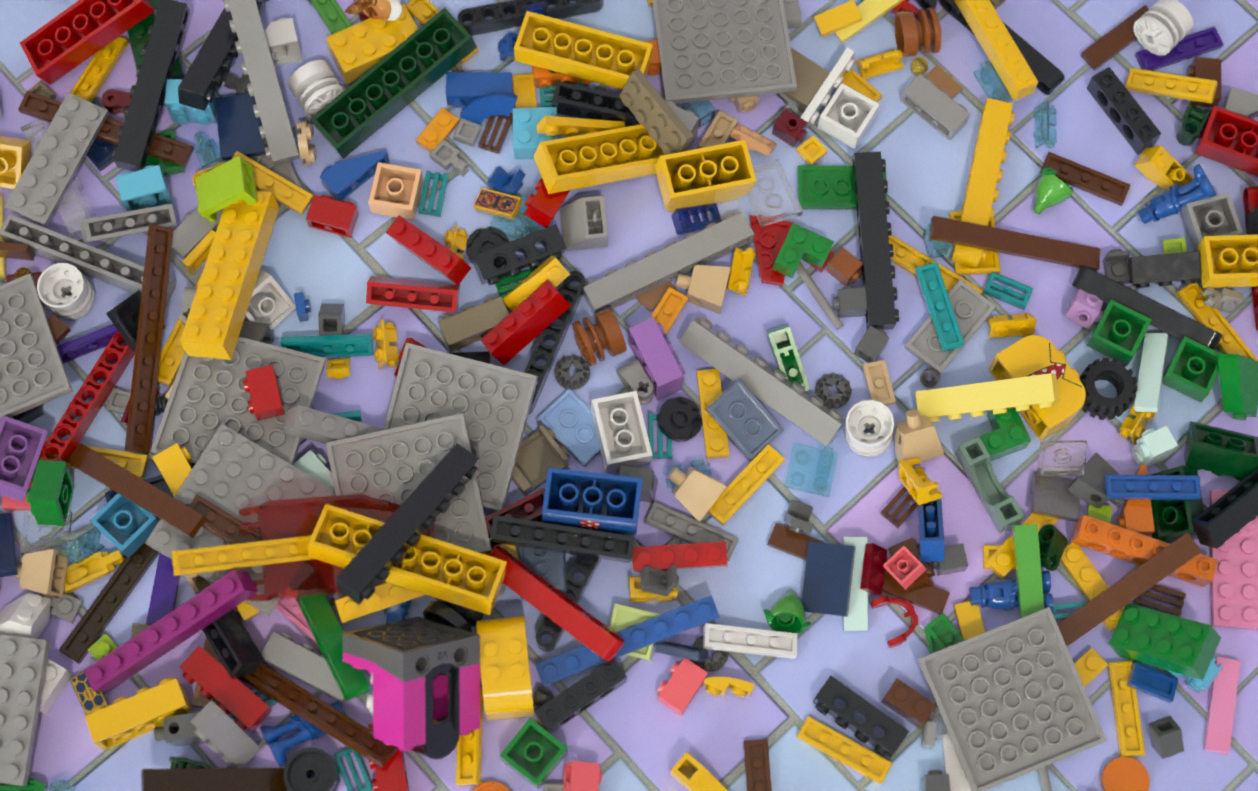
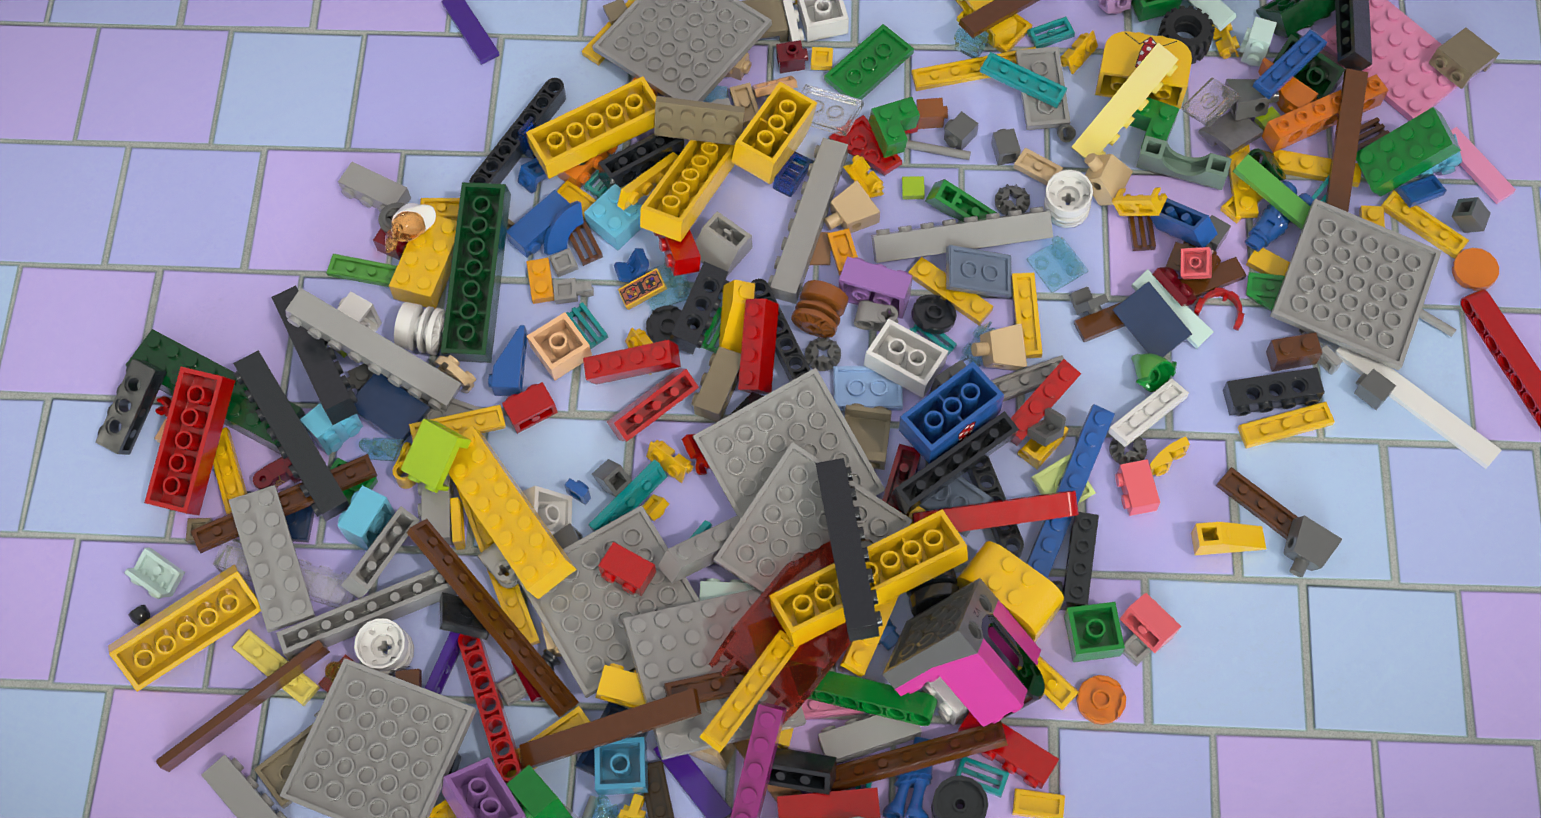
camera: 40 degrees left, 5 degrees down
(681, 650) = (1112, 463): dark blue tile -> none
(771, 311) = (913, 187): none -> lime tile
(874, 239) = (930, 74): black brick -> none

